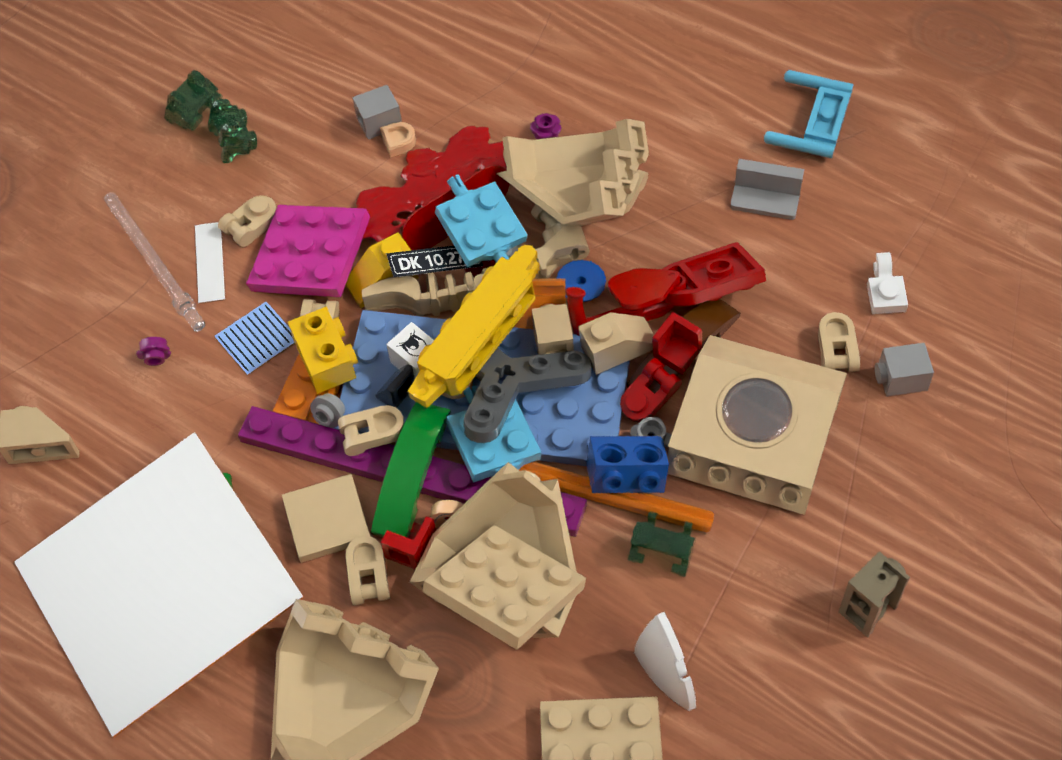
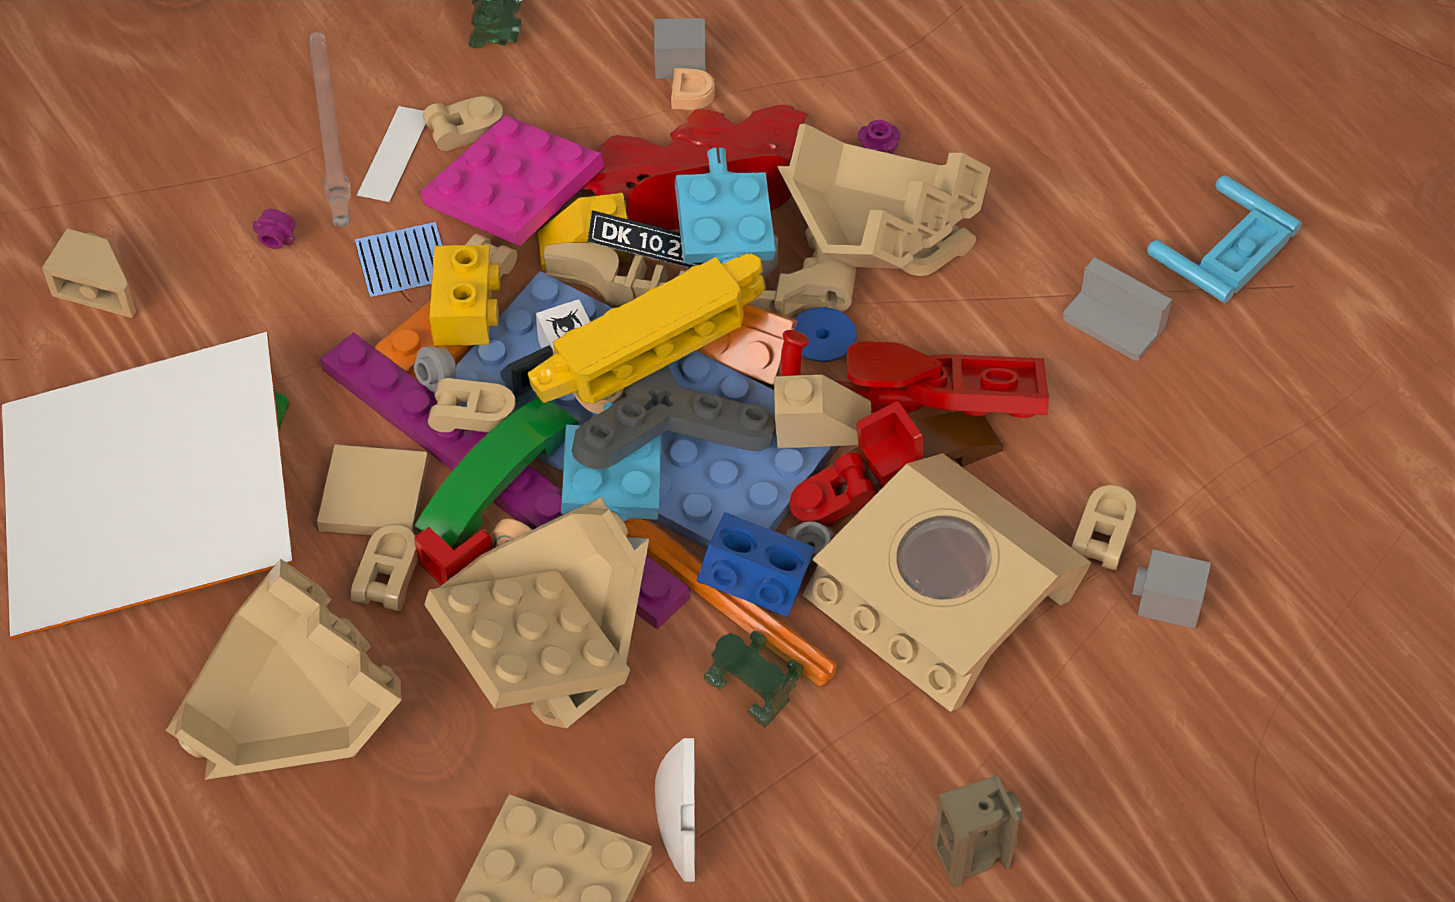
camera: 20 degrees right, 5 degrees down
(552, 329) = (747, 372): tan brick -> none
(886, 291) = (1206, 488): white plate -> none

